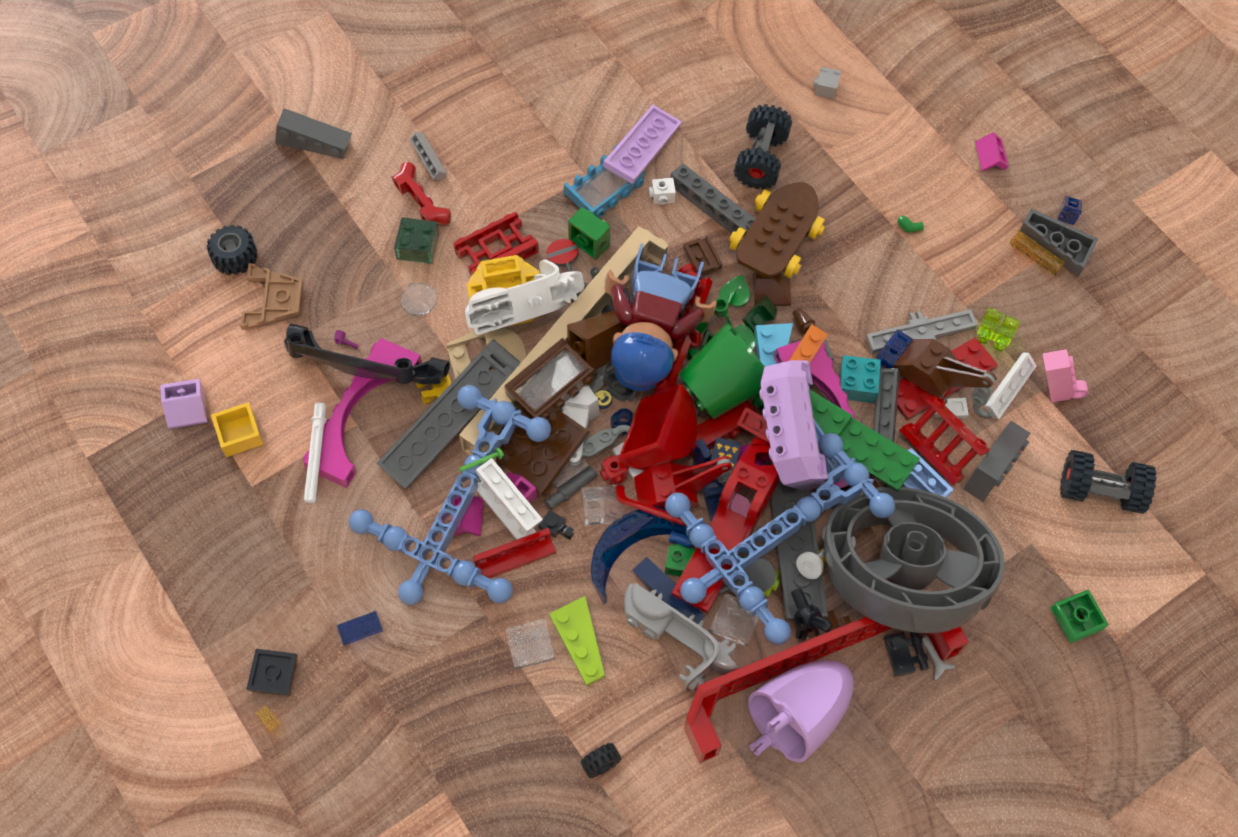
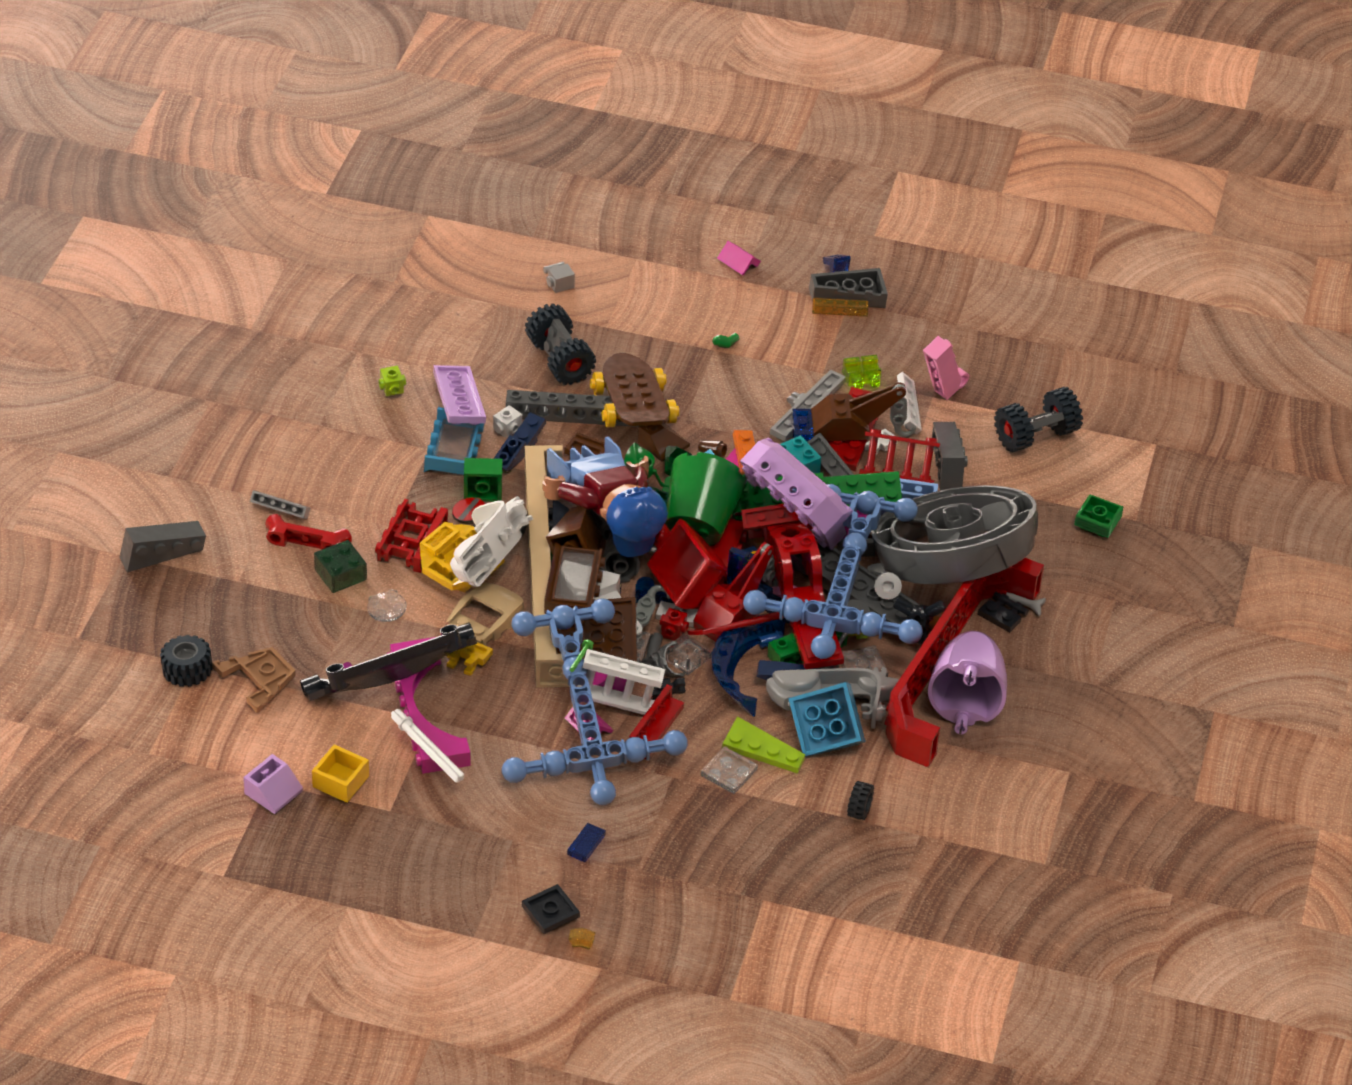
camera: 40 degrees left, 20 degrees down
(445, 417) = (505, 663): dark grey hinge -> none
(565, 498) = (659, 660): none -> dark grey helmet
(608, 98) = (392, 381): none -> lime brick
(645, 660) = (827, 719): none -> dark azure slope
(652, 218) = (514, 447): none -> dark blue slope

